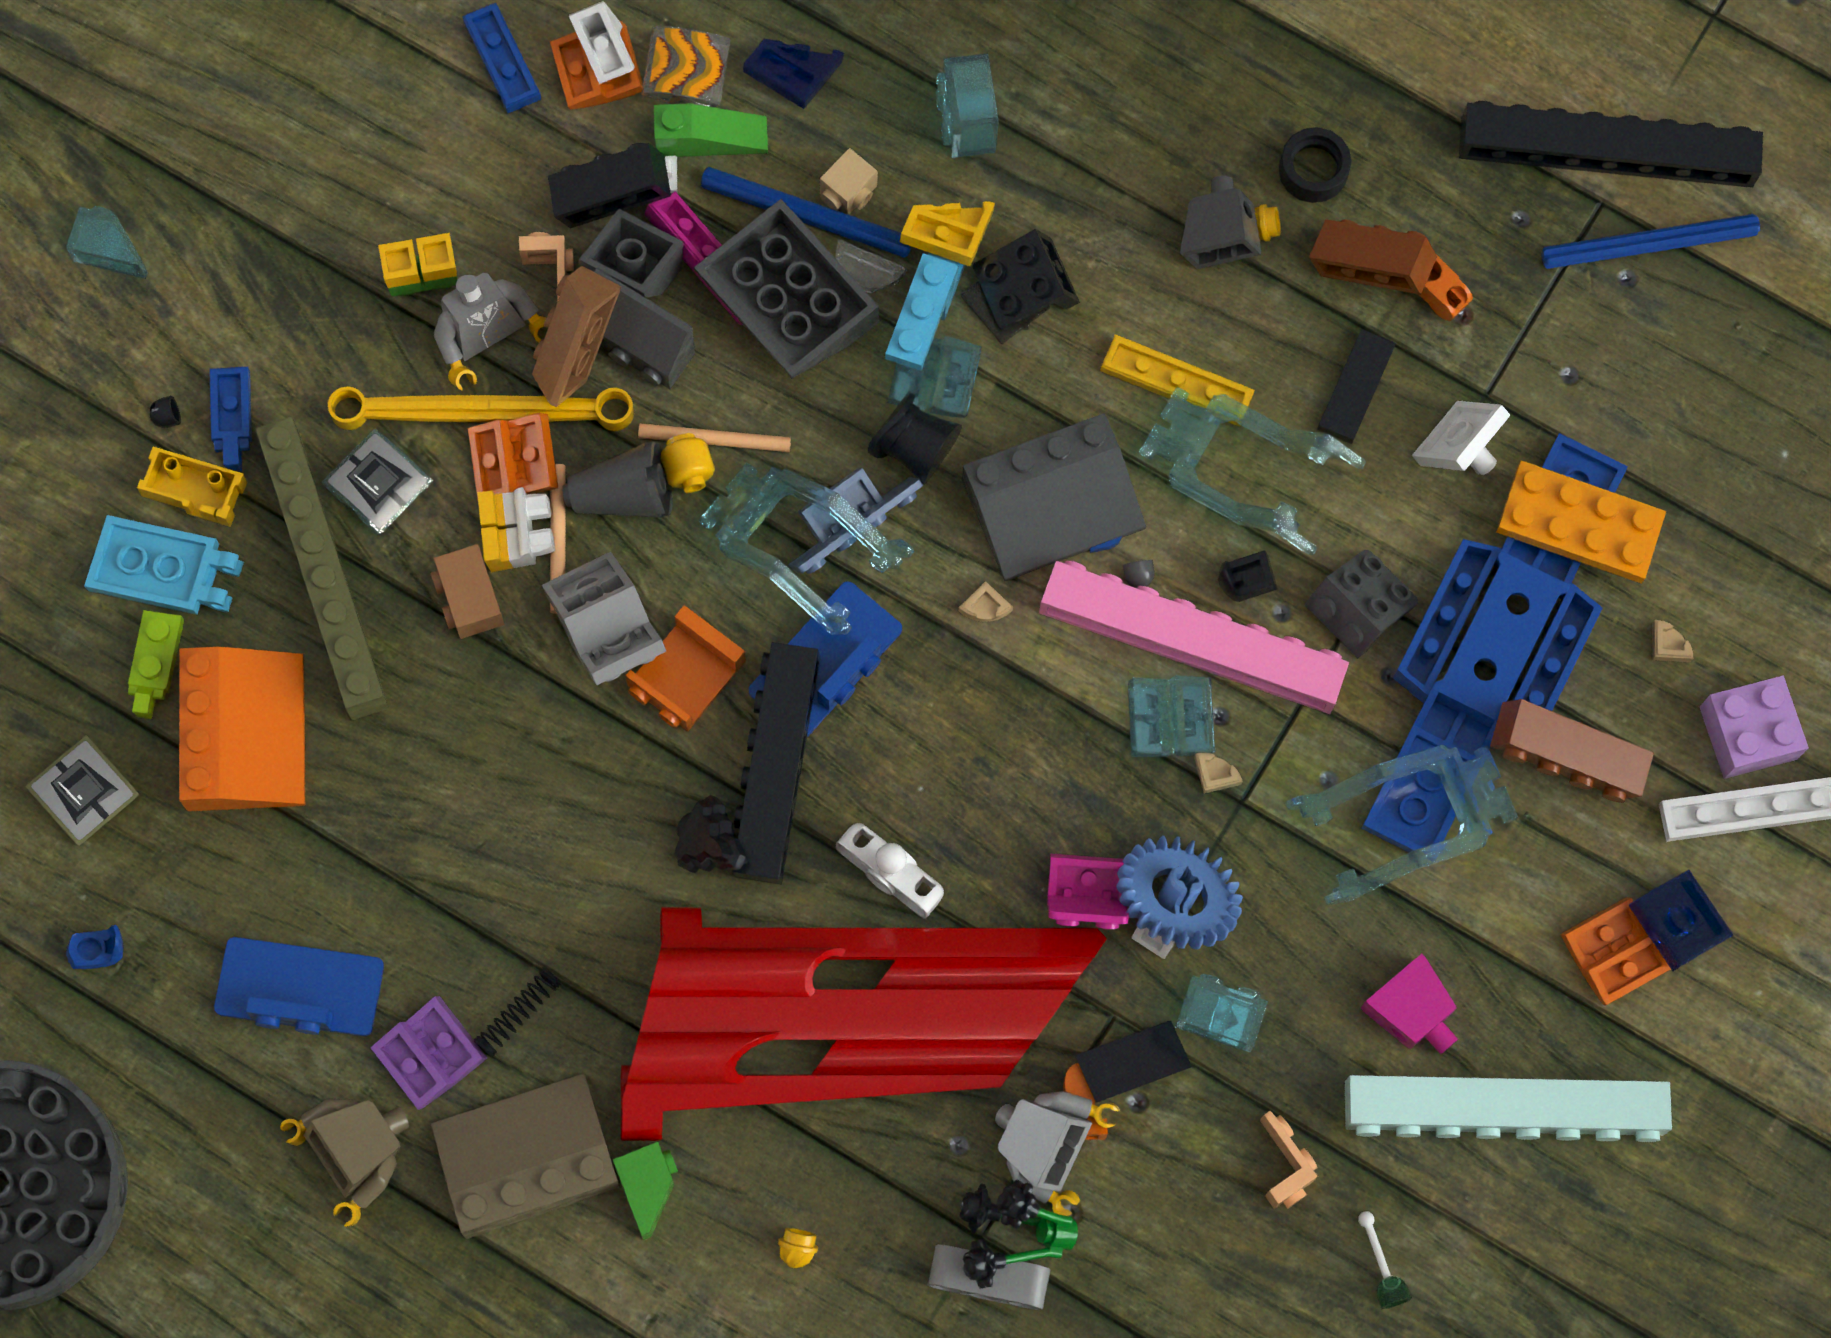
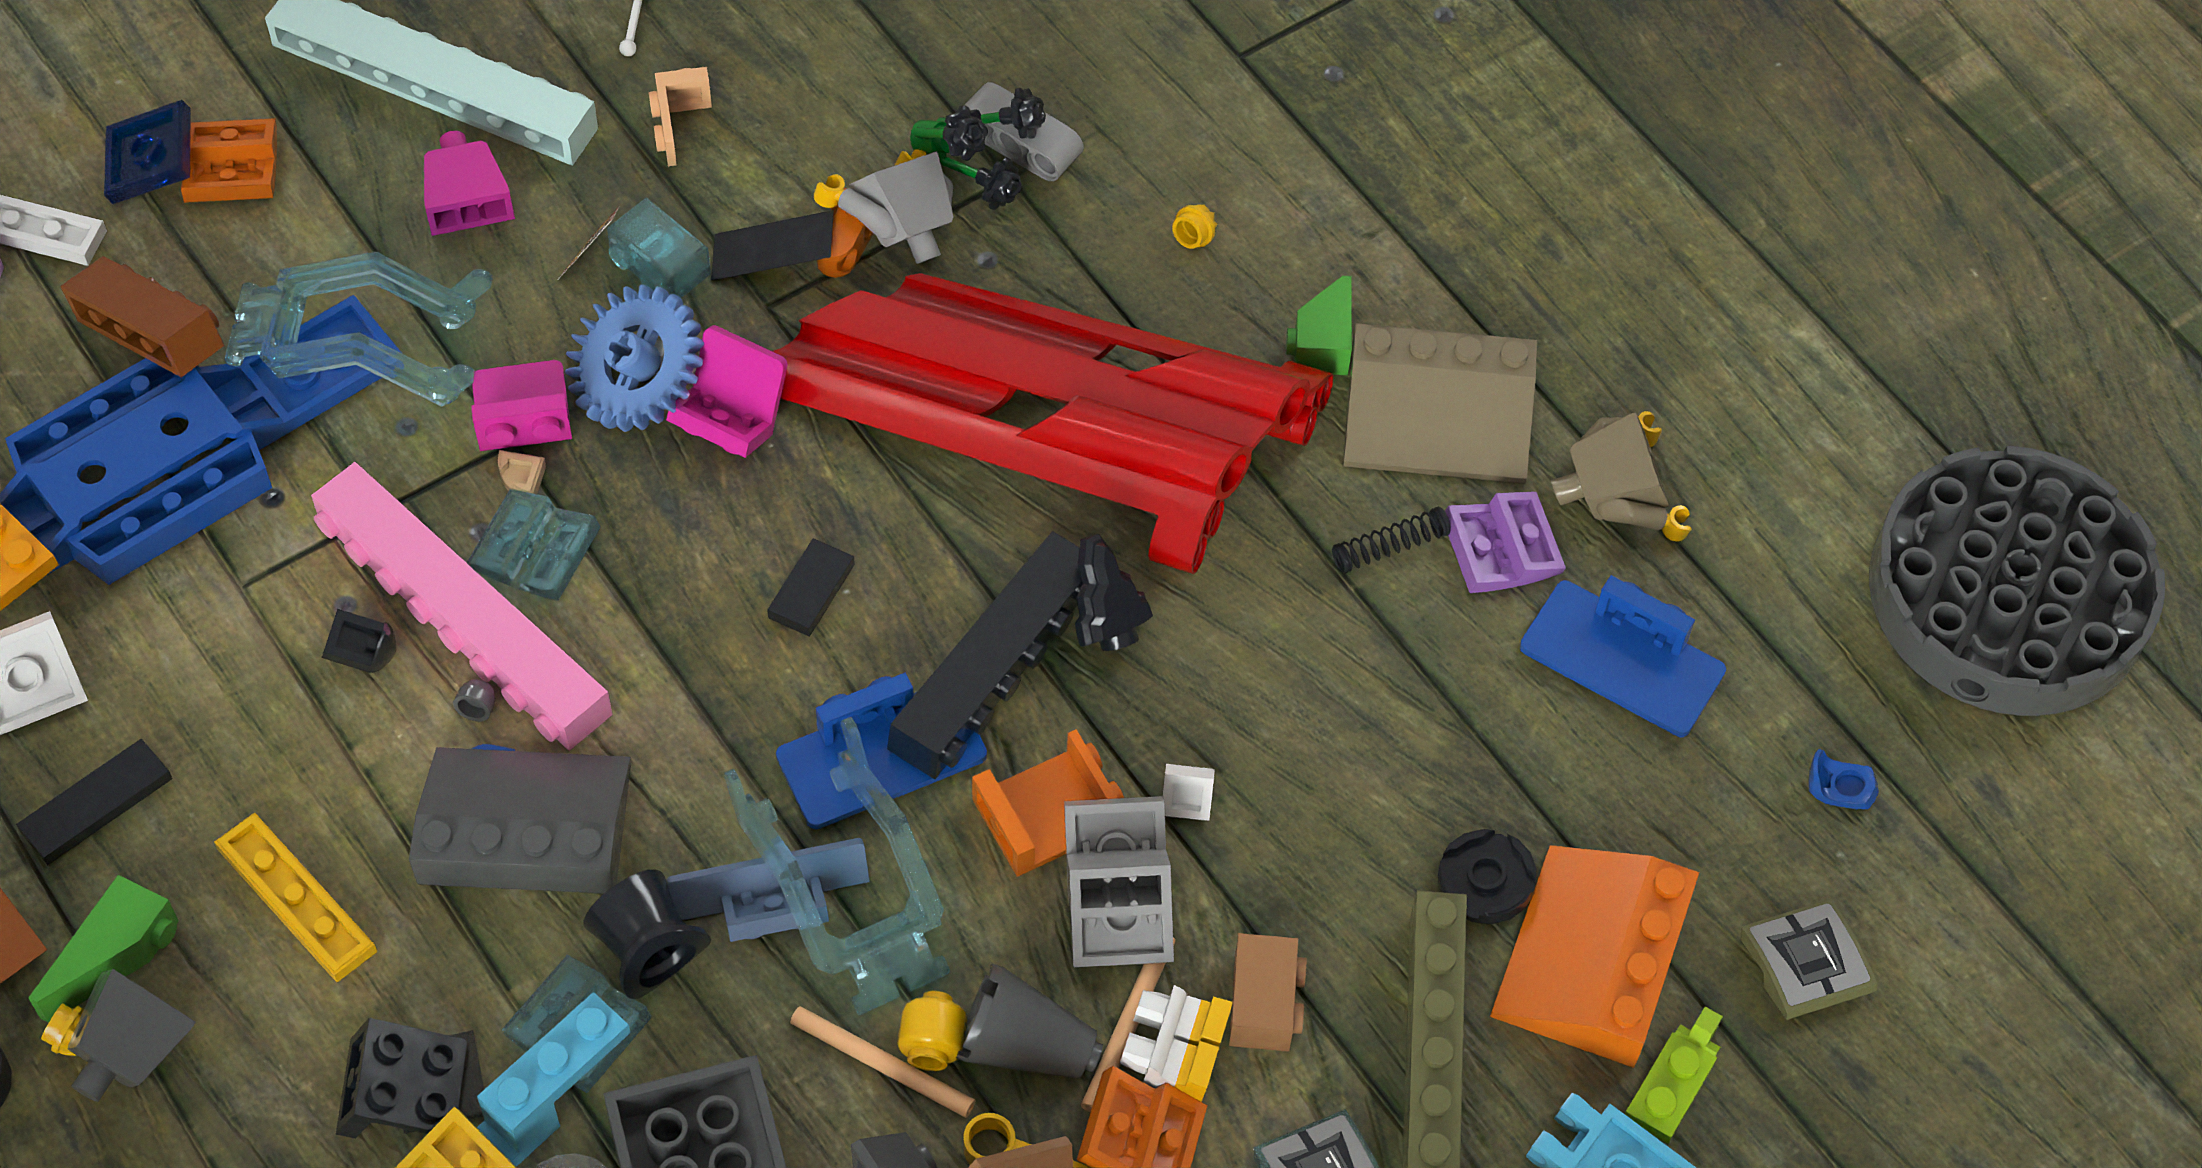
camera: 155 degrees left, 15 degrees down
(341, 756) = (1493, 873): none -> black tile
(587, 721) = (1188, 791): none -> white tile
(890, 869) = (924, 511): white piece -> none
(946, 774) = (811, 587): none -> black tile
(985, 605) = (668, 742): tan tile -> none
(1190, 436) = (319, 817): clear light blue piece -> none
(1248, 824) = (520, 405): none -> dark pink bracket
(1272, 296) = (117, 935): none -> bright green slope
(1279, 1003) = (602, 227): none -> sticker
(1361, 601) = (249, 560): dark grey bracket -> none

